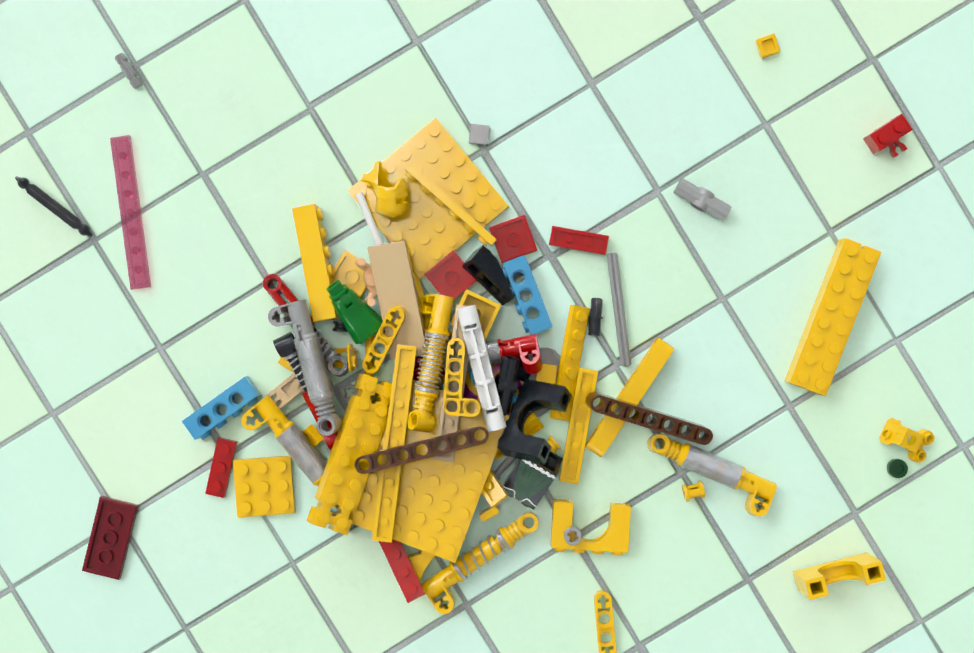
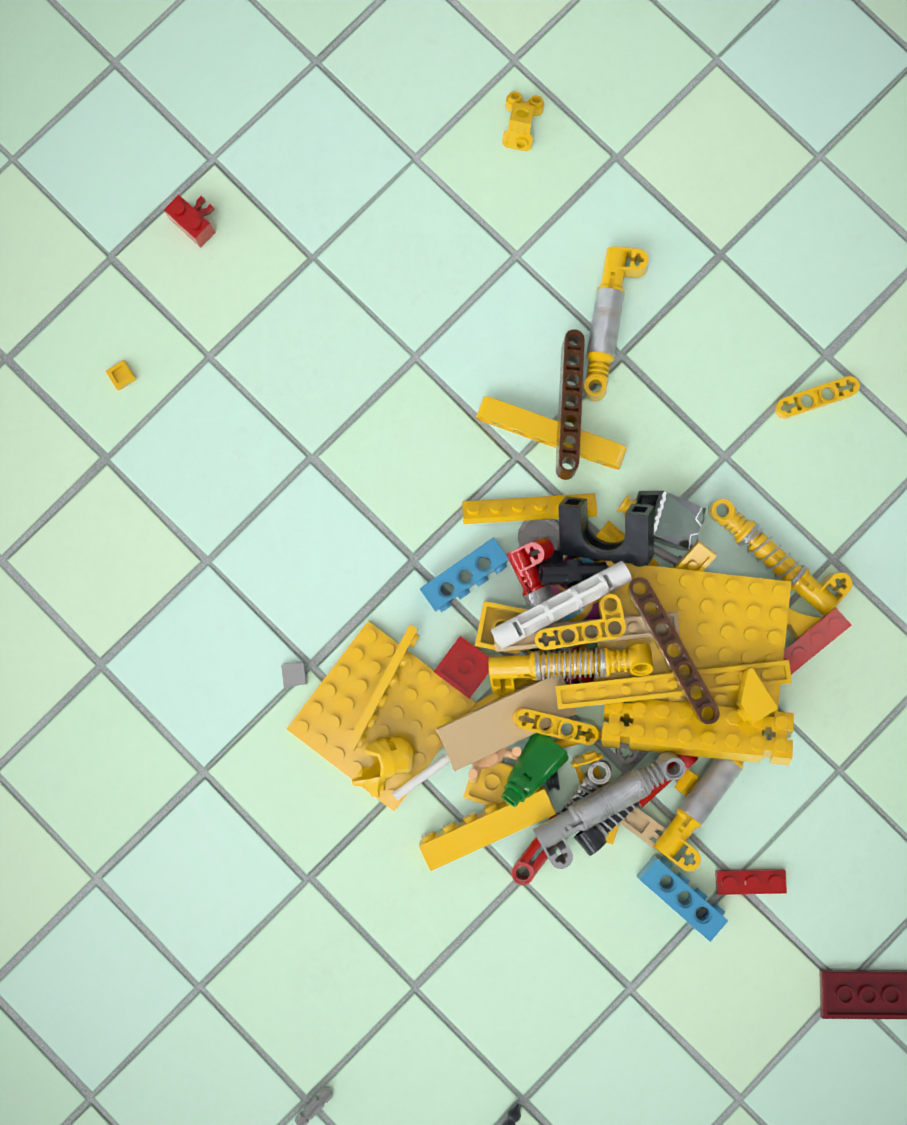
camera: 95 degrees left, 5 degrees down
(130, 212) = (479, 1063): clear pink tile -> none
(264, 486) = (759, 825): yellow plate -> none
(366, 505) = (753, 698): none -> yellow slope
(488, 273) = (449, 625): black slope -> none
(488, 513) = (723, 558): yellow tile -> none
(513, 239) = (404, 606): red tile -> none
(547, 373) = (548, 529): yellow tile -> none
(567, 538) = (720, 451): light grey bush -> none
(578, 240) = (388, 532): red plate -> none
(578, 427) = (599, 481): yellow plate -> none
(595, 316) = (469, 492): black axle -> none
(613, 540) = (715, 411): yellow arch -> none
(618, 306) = (455, 468): light grey axle -> none
(693, 491) = (638, 336): yellow bush -> none
(702, 199) = (309, 405): light grey piece -> none
(832, 316) = (406, 231): yellow piece -> none
(862, 567) = (675, 135): yellow arch -> none
(897, 468) = (555, 123): dark green tile -> none

